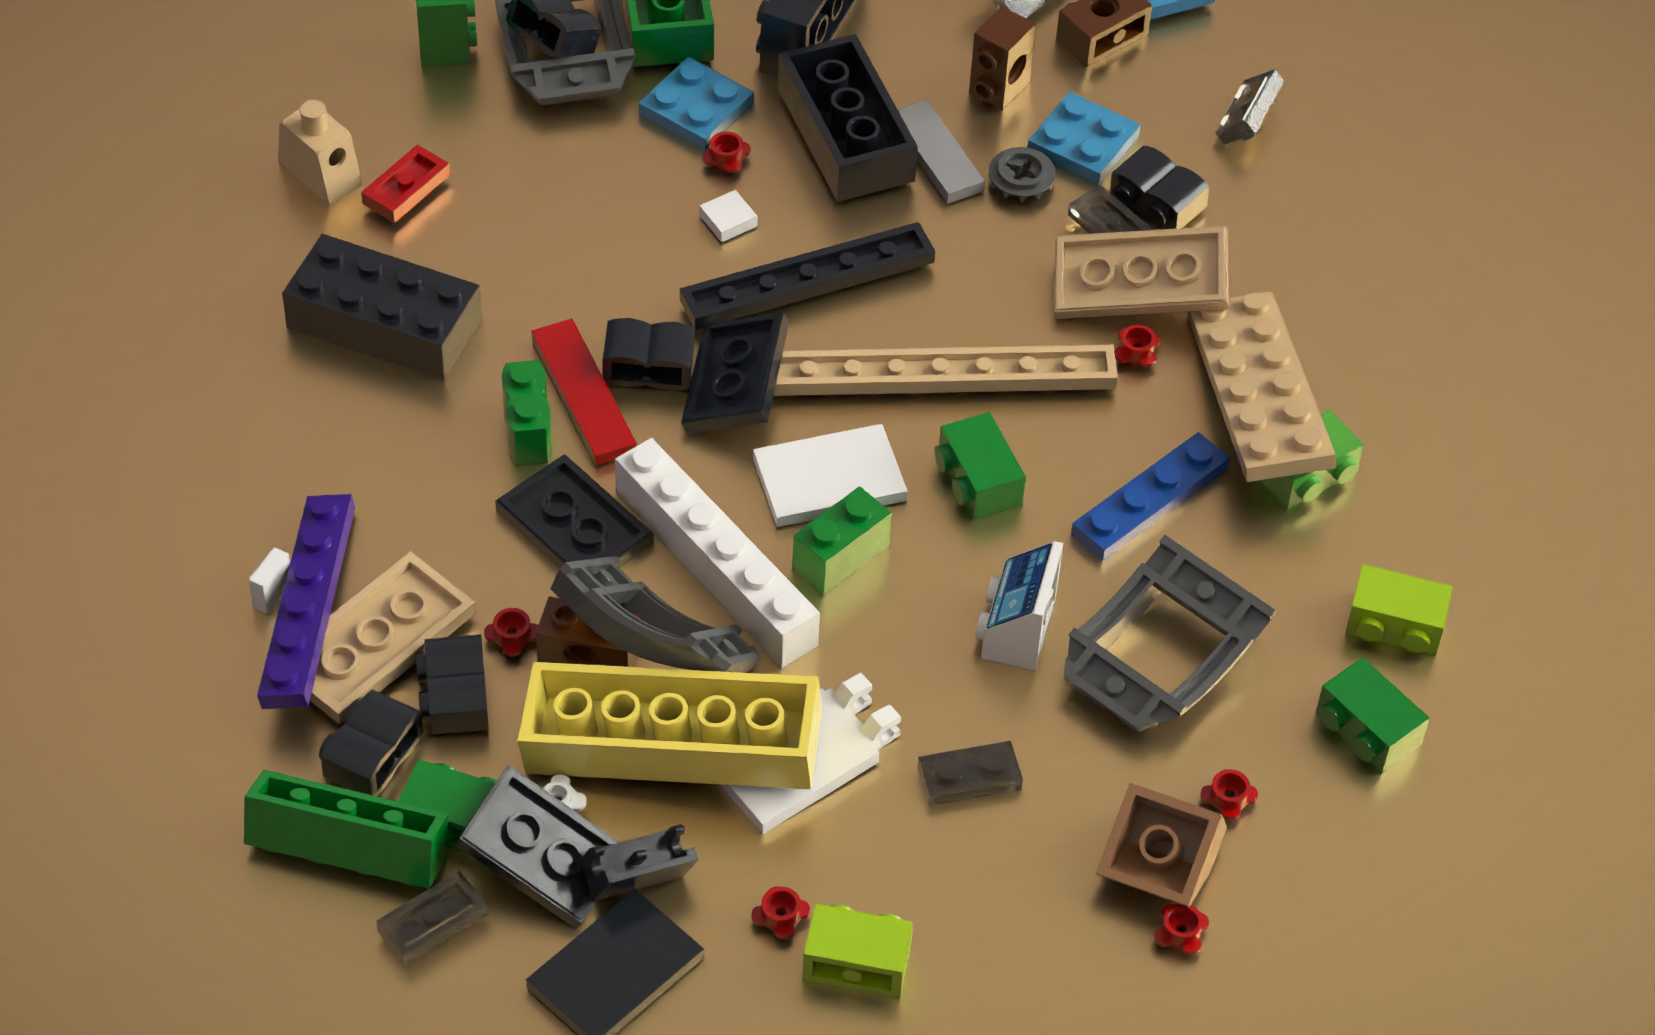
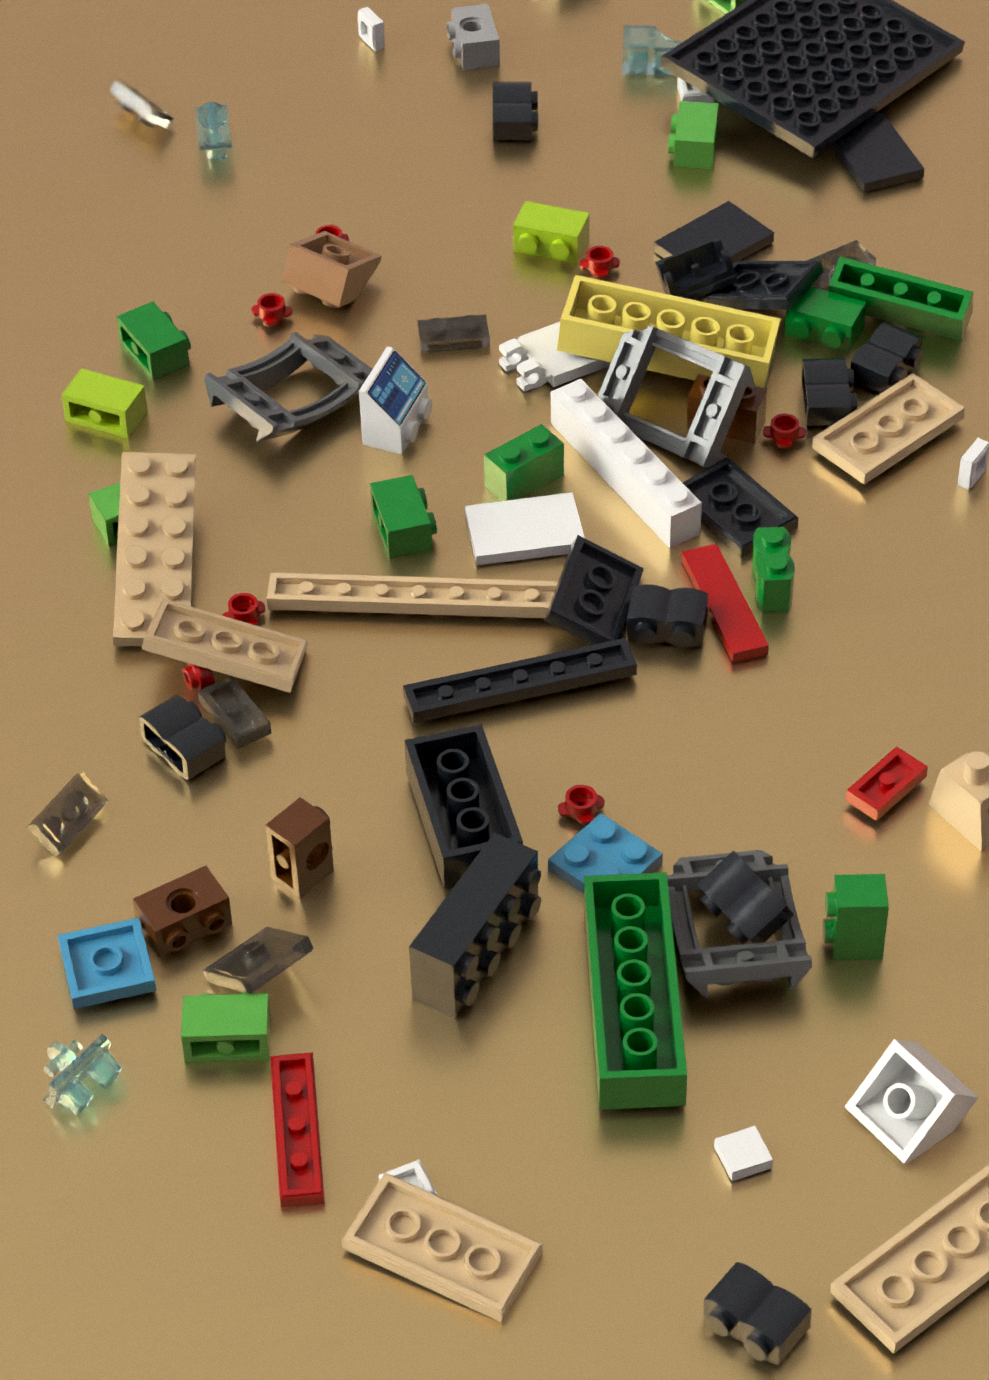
camera: 170 degrees left, 5 degrees down
(306, 602) = (942, 444): dark purple plate -> none
(382, 306) = (900, 661): black brick -> none
(728, 216) = (585, 746): white tile -> none
(941, 154) = (379, 799): light grey tile -> none
(1016, 162) = (304, 757): dark grey gear -> none
(1084, 137) = (234, 806): dark azure plate -> none
(1150, 496) = (266, 502): blue plate -> none

